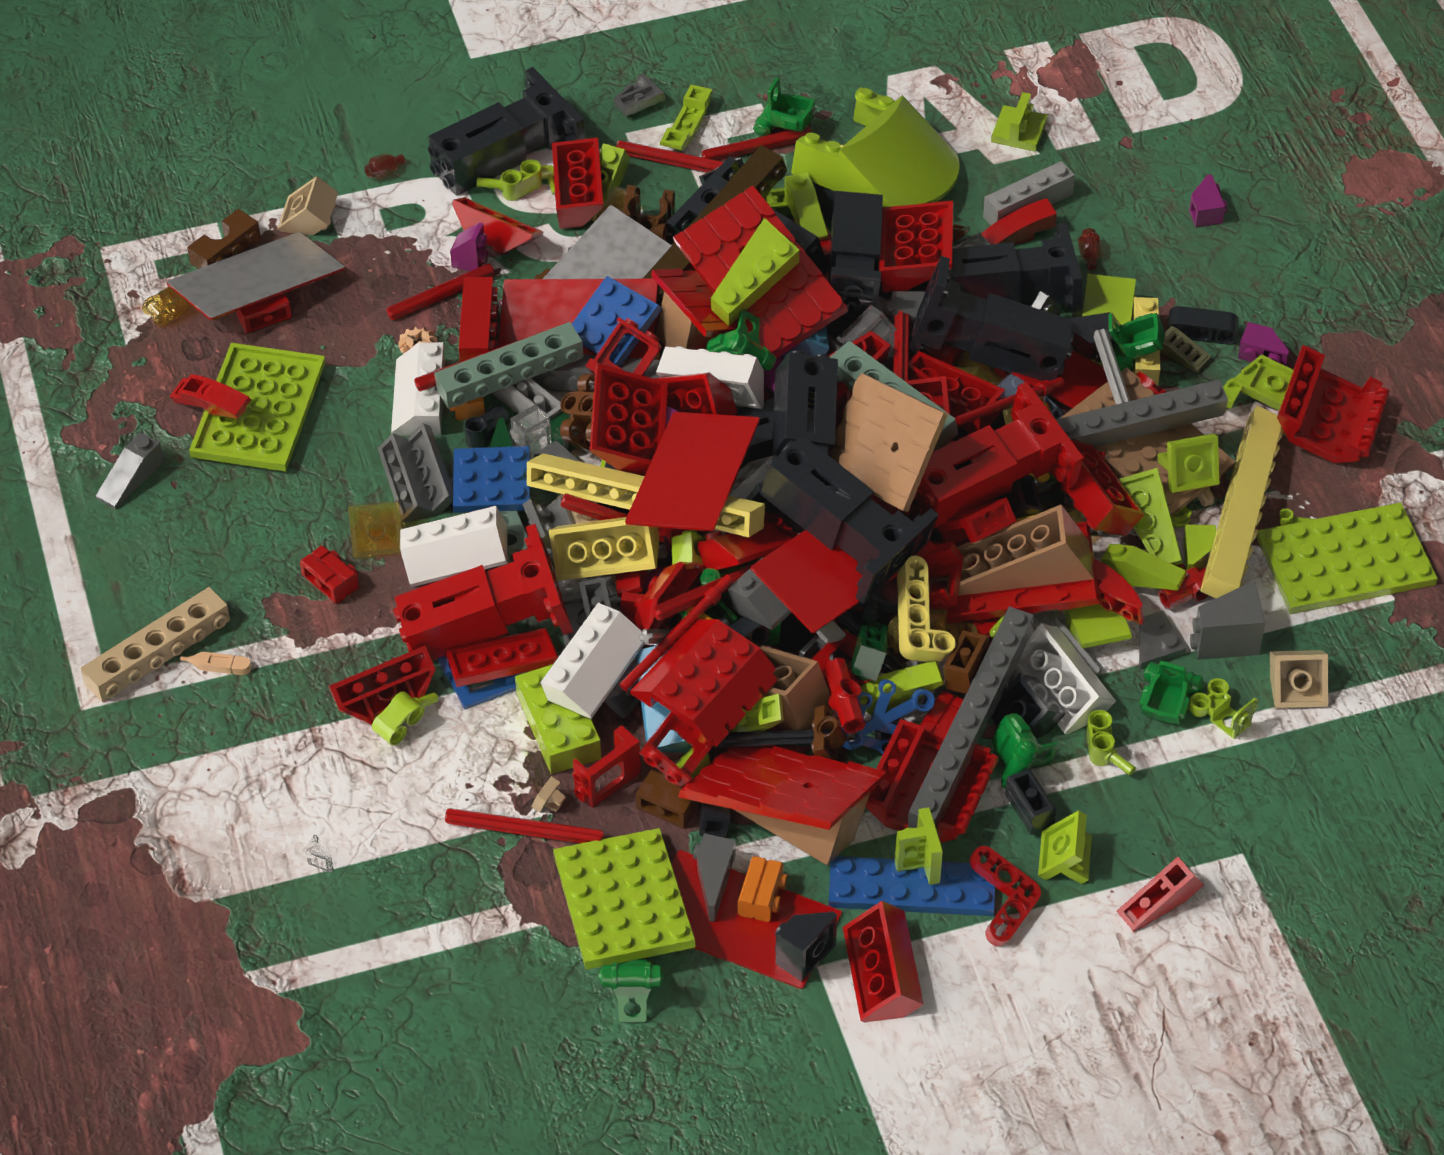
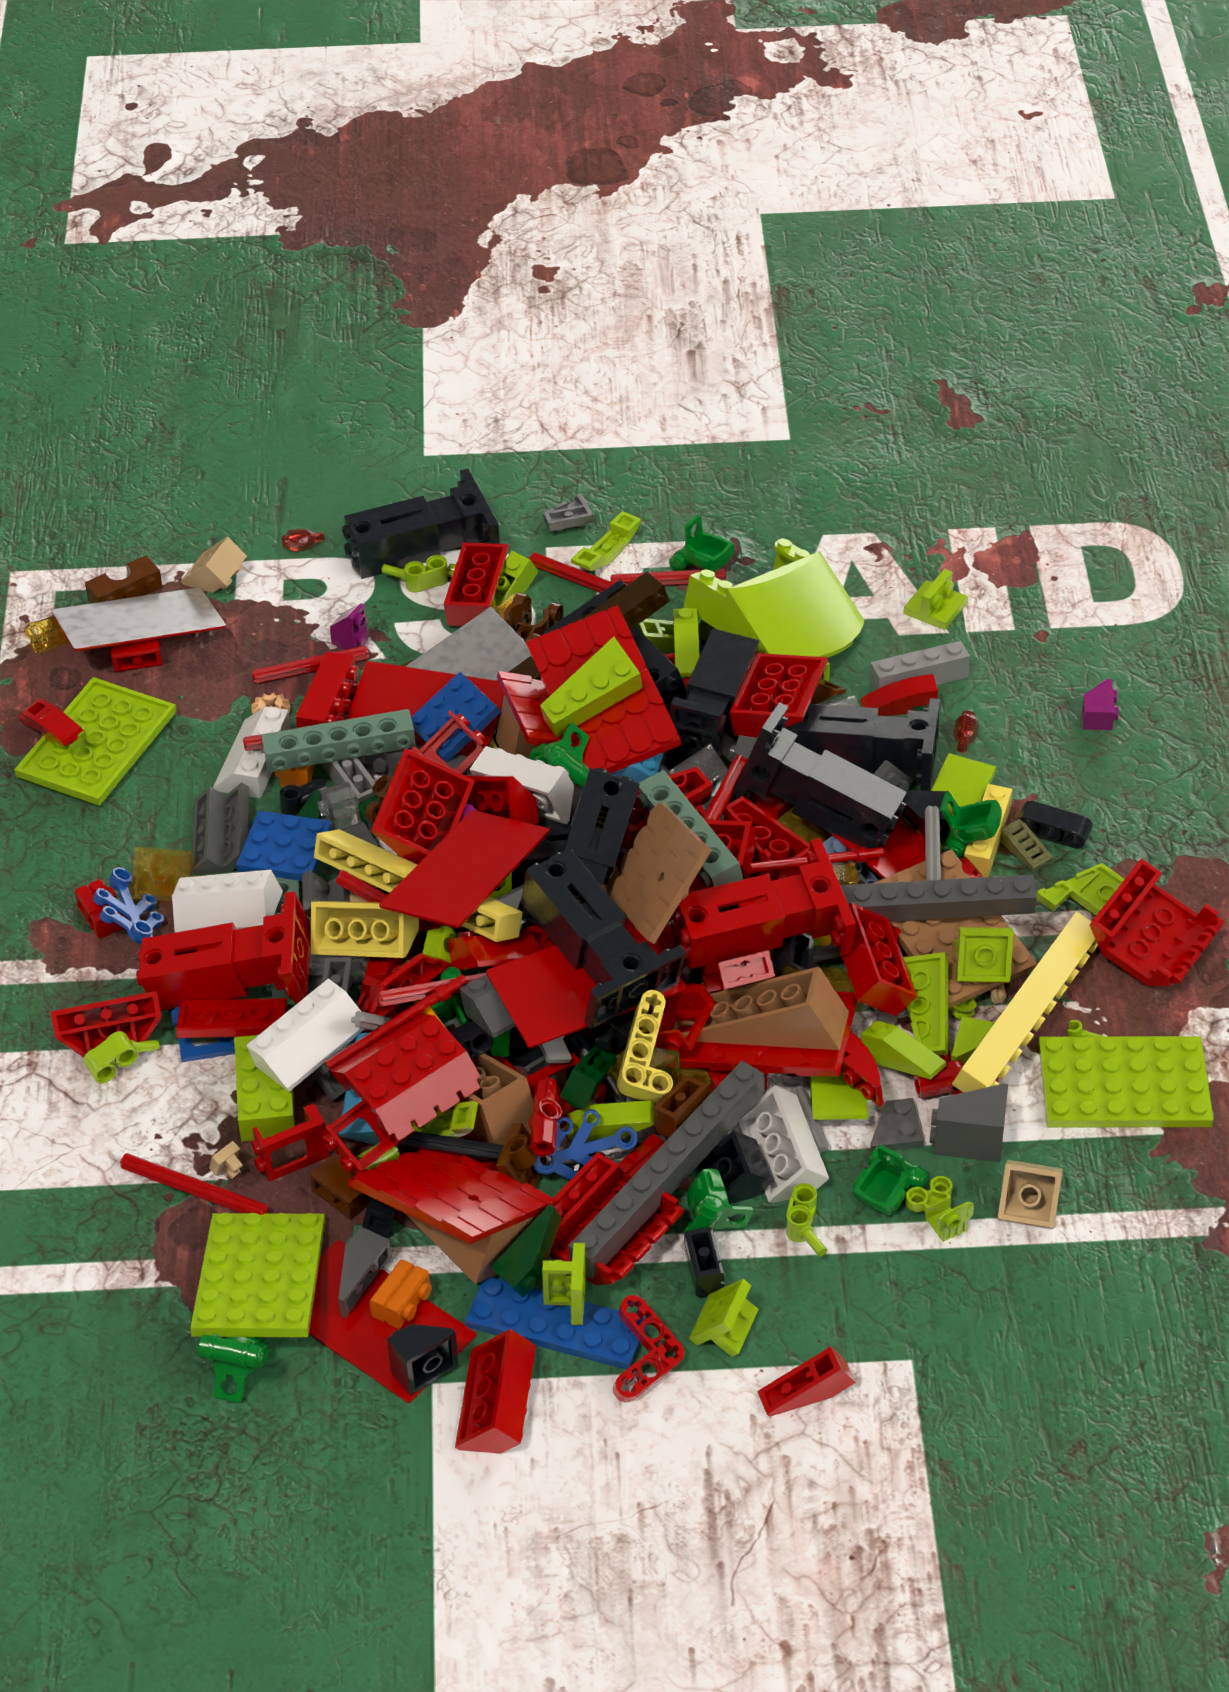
camera: 15 degrees right, 5 degrees down
(380, 589) = (135, 927): none -> blue plant
(502, 231) = (382, 613): red wedge -> none
(872, 831) = (523, 1260): none -> dark green slope
(1262, 341) = (1108, 850): magenta slope -> none

